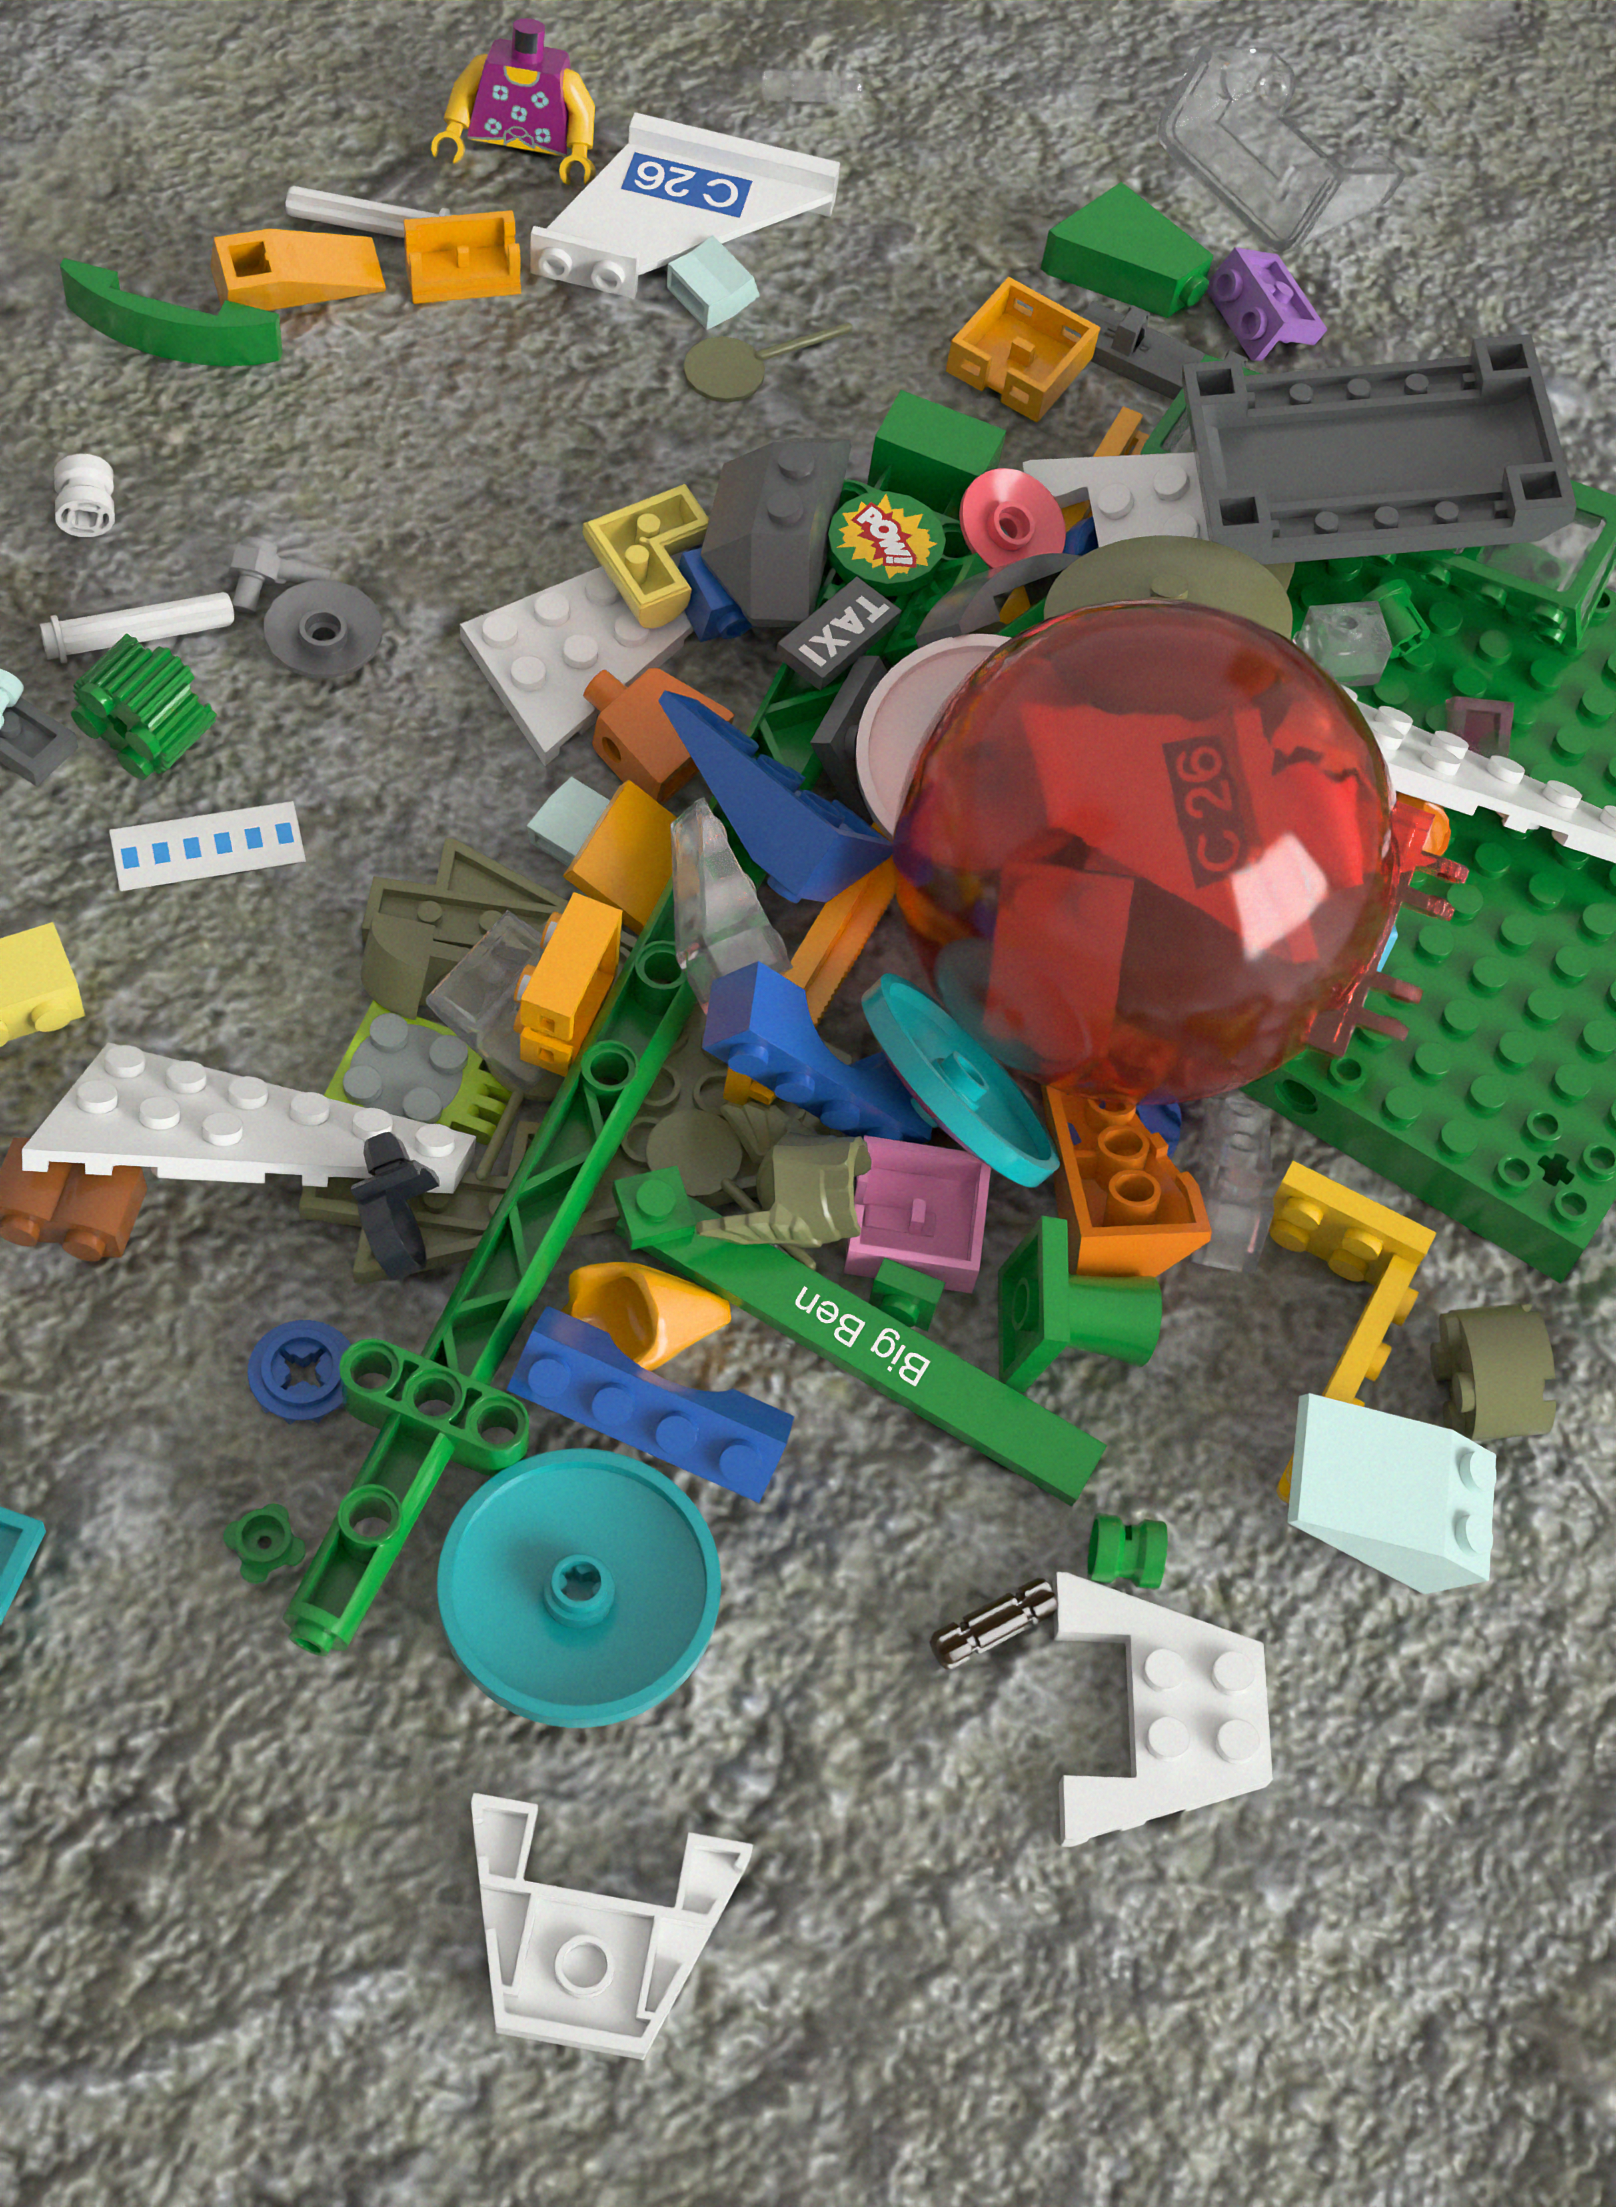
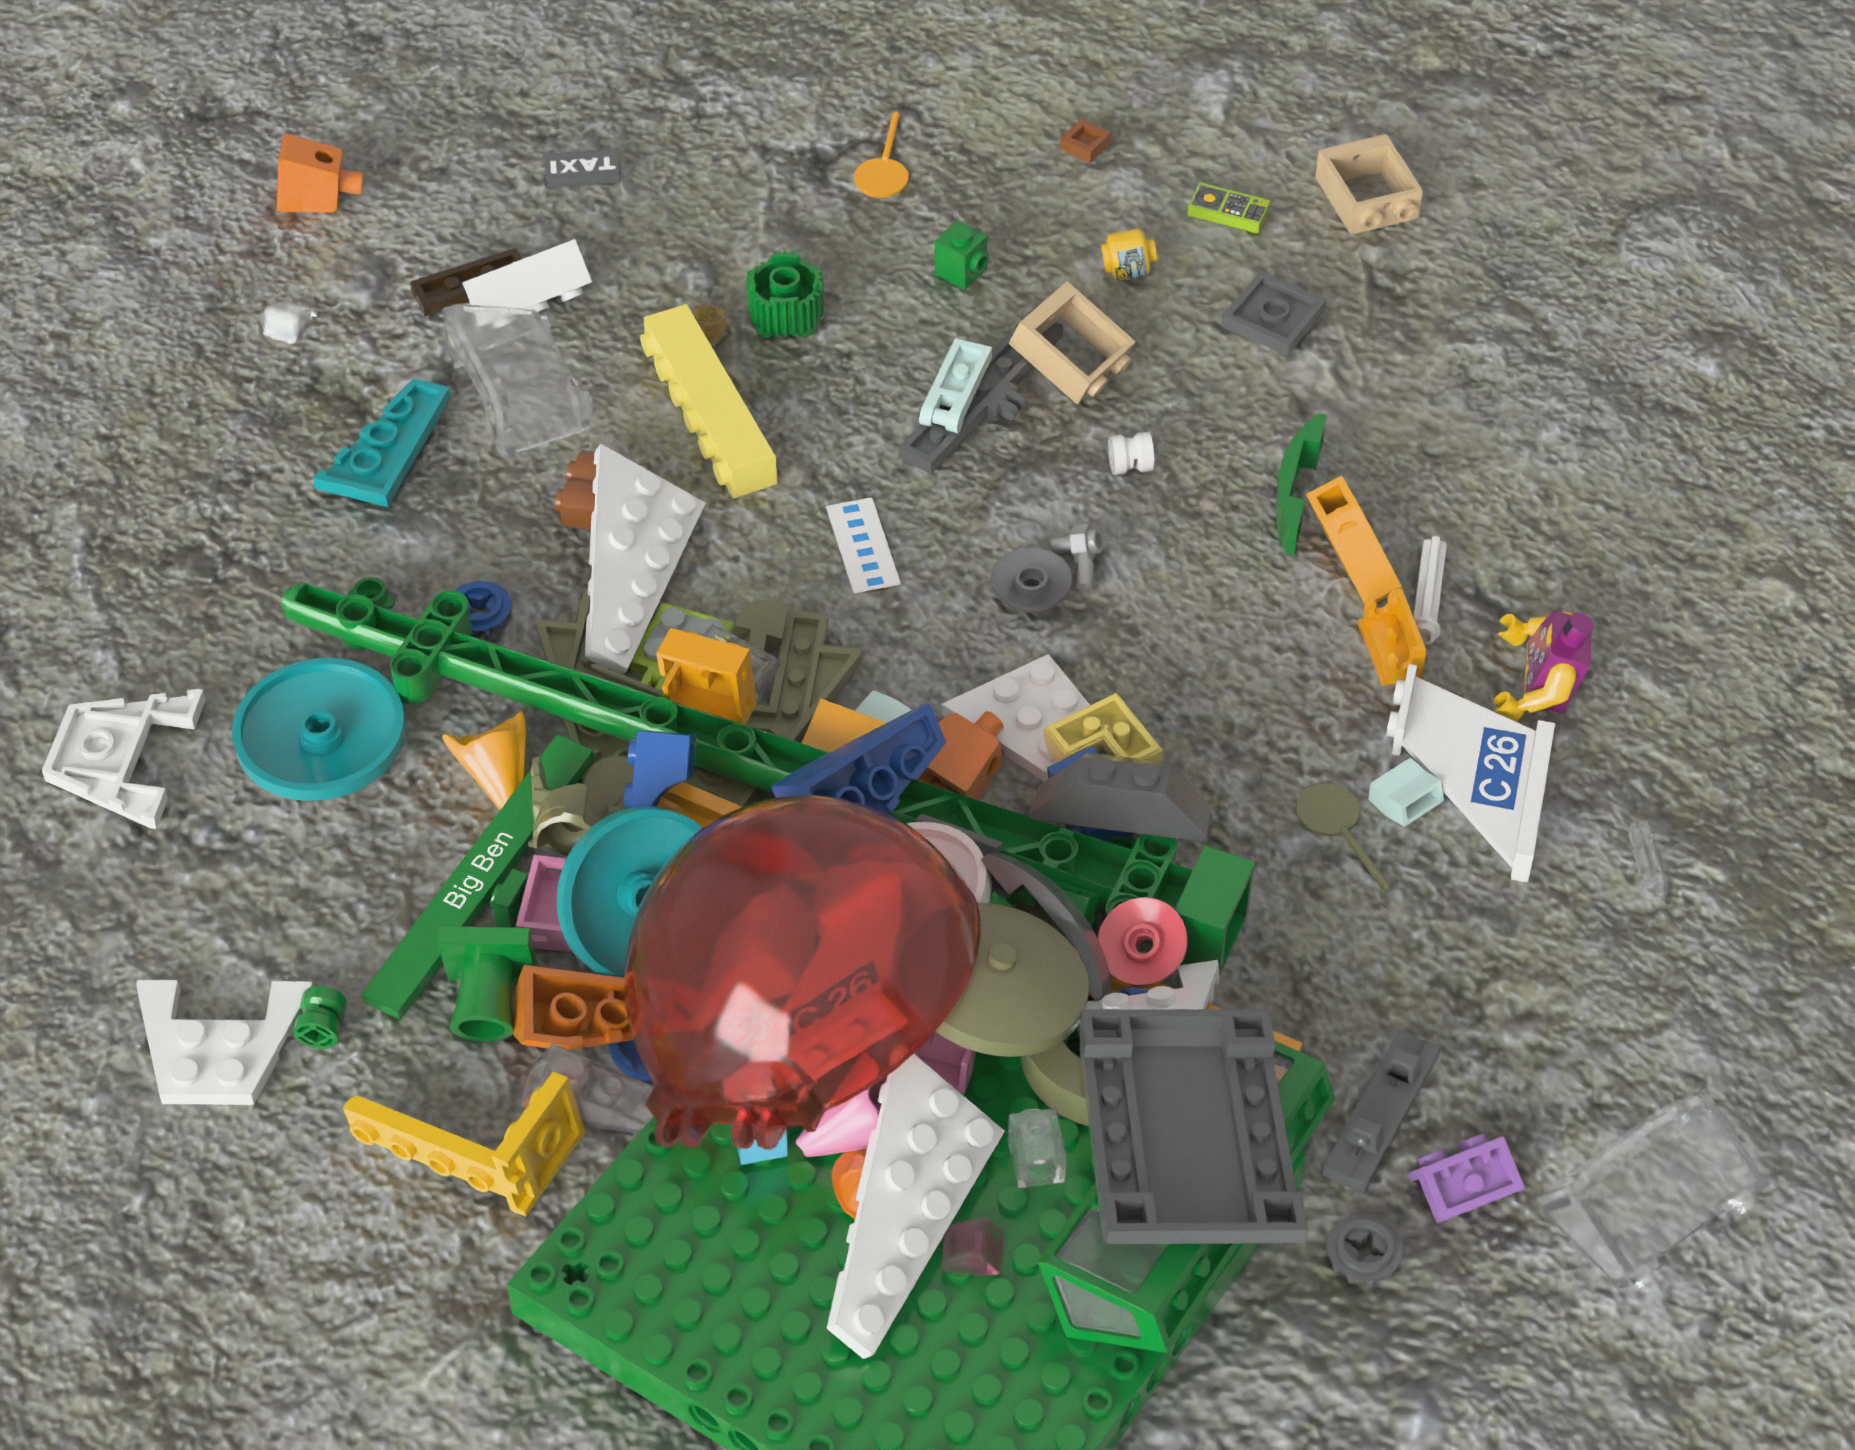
camera: 100 degrees right, 10 degrees down
(141, 706) = (944, 483): green brick -> none
(143, 623) = (1013, 456): white axle -> none
(384, 1208) = (589, 606): black piece -> none
(653, 1207) = (563, 747): green plate -> none
(707, 1433) = (405, 795): blue arch -> none
(716, 906) = (755, 753): clear slope -> none
(838, 633) = (1020, 829): dark grey tile -> none
(886, 542) = (1108, 857): tile -> none
(993, 1623) = (282, 948): dark brown axle -> none
(1022, 350) = (1372, 989): light orange piece -> none
(1128, 254) = (1500, 1072): green slope -> none
(1393, 1493) = (333, 1147): light aqua slope -> none
(1401, 617) = (1066, 1187): green bush -> none
(1495, 1371) = (424, 1233): olive brick -> none

